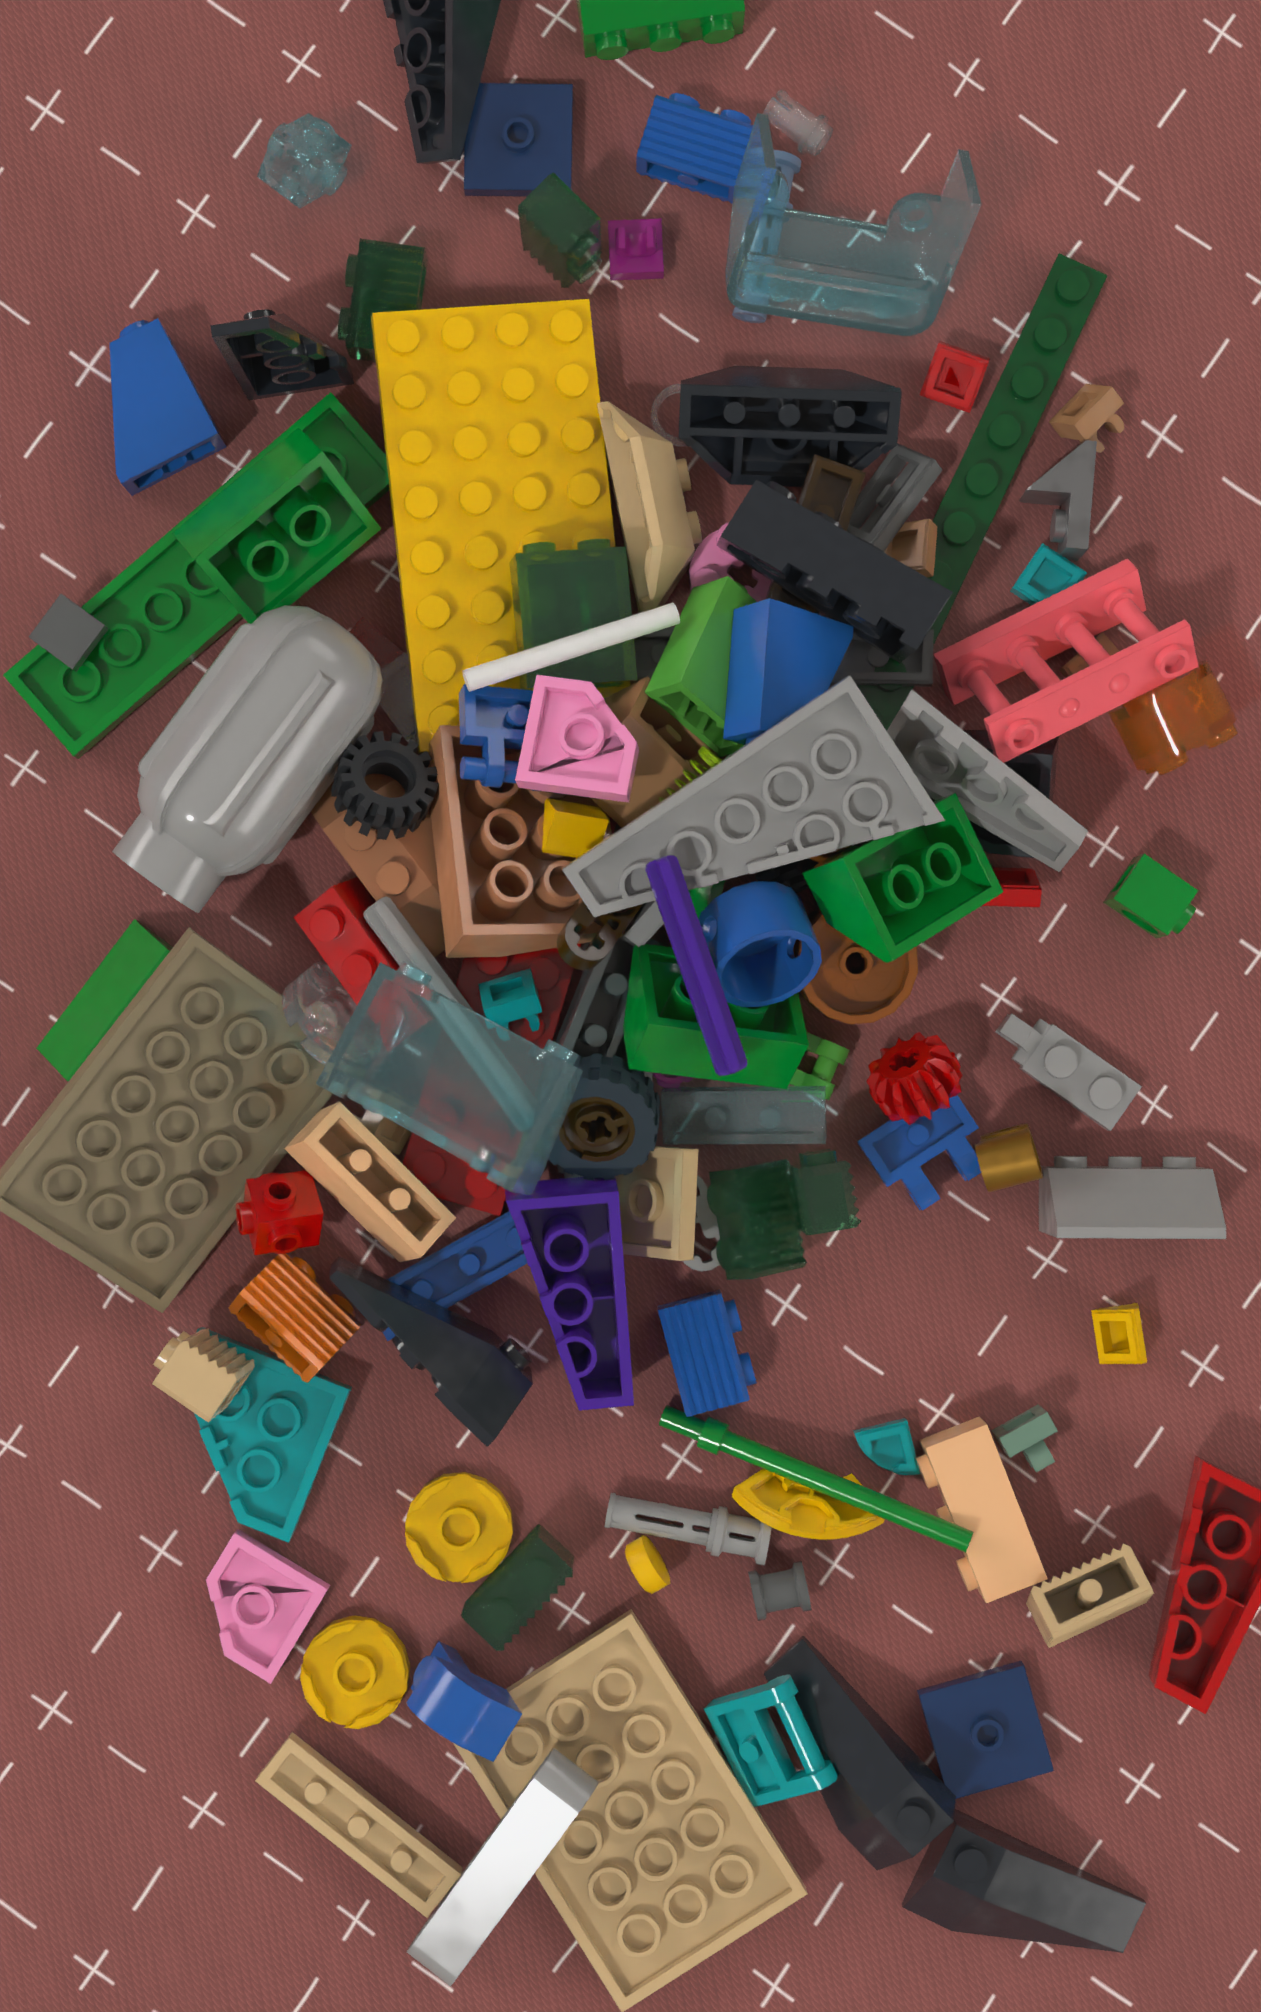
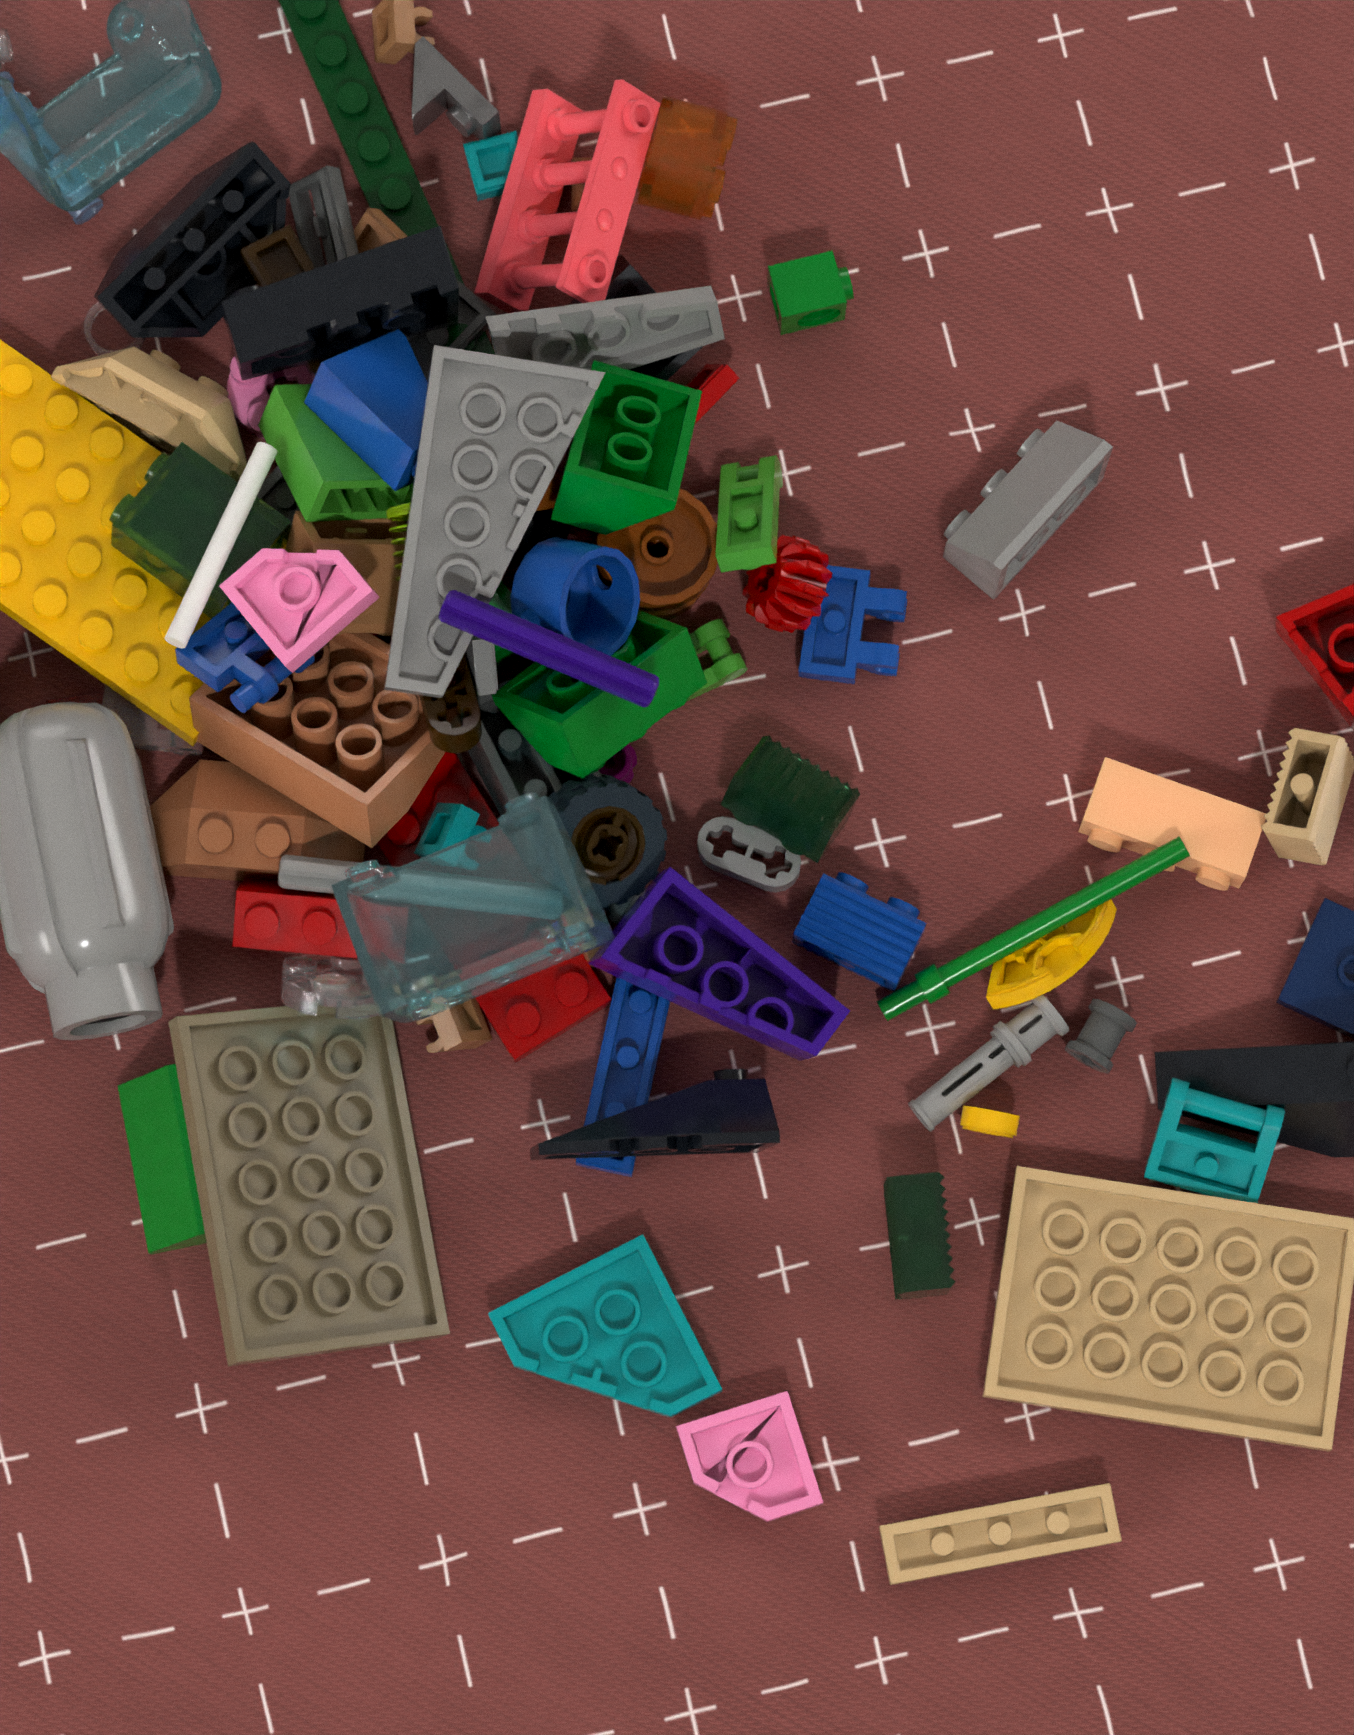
camera: 50 degrees left, 10 degrees down
(201, 1372) = (524, 1320): tan brick -> none
(280, 1212) = (454, 1161): red brick -> none
(295, 1315) = (546, 1224): orange brick -> none
(355, 1672) = (874, 1434): yellow tile -> none
(370, 1182) = (493, 1068): light nougat brick -> none
(391, 760) = (199, 805): black tyre -> none
(459, 1527) = (831, 1250): yellow tile -> none
(462, 1704) = (969, 1352): blue brick -> none
(502, 1866) = (1129, 1437): beam -> none
(572, 828) = (359, 666): yellow slope -> none
(660, 1205) = (713, 853): tan plate -> none
(744, 1115) = (702, 739): clear light blue tile -> none
(823, 1192) = (814, 723): clear green brick -> none
(889, 1446) = (1062, 857): teal tile -> none
(940, 1006) = (748, 514): none -> bright green plate
(954, 376) = (276, 100): red tile -> none
(1008, 1158) = (915, 563): pearl gold piece -> none
(1026, 1435) = (1145, 740): sand green tile -> none
(1070, 1070) = (887, 468): light grey hinge -> none
(1119, 1335) = (1128, 605): yellow slope -> none

